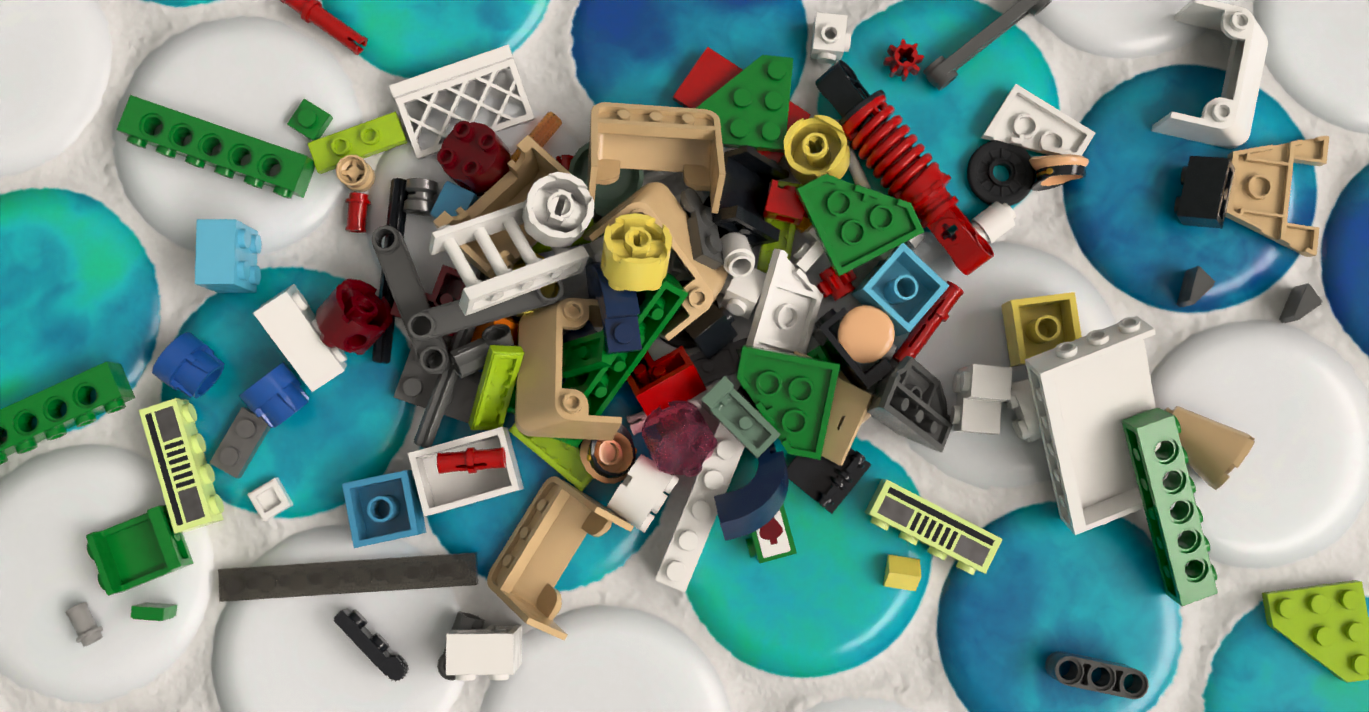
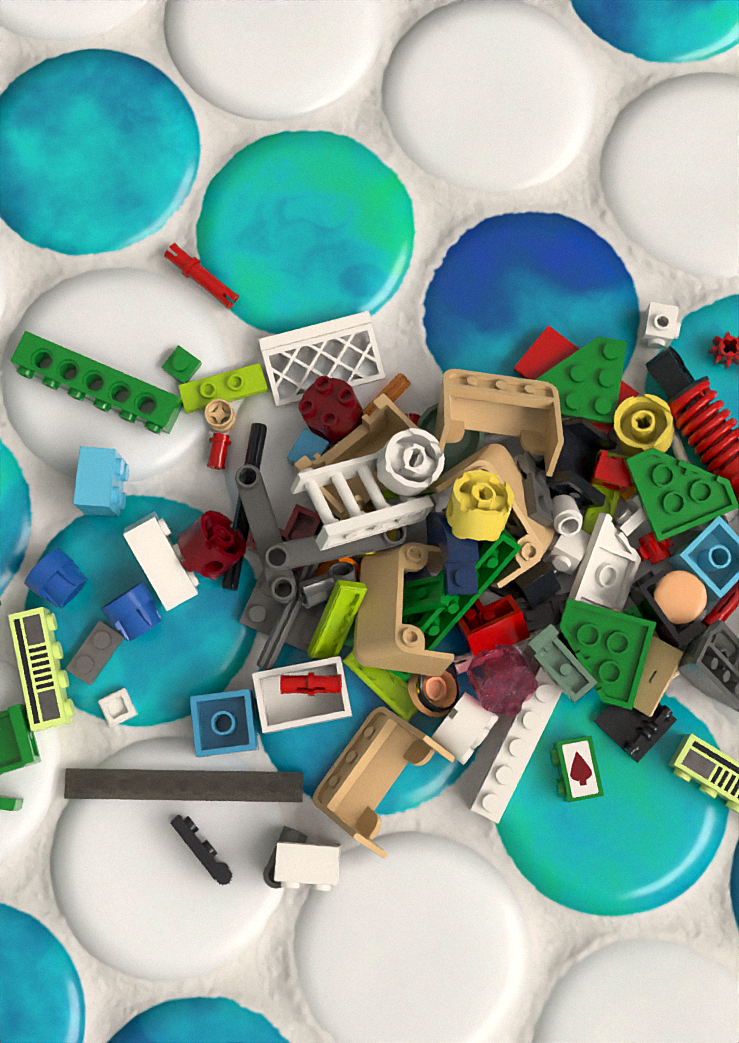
camera: 10 degrees right, 5 degrees down
(420, 196) = (277, 441): flat silver wheel -> none
(758, 501) = (572, 743): dark blue arch -> none
(902, 572) = (700, 823): light yellow slope -> none

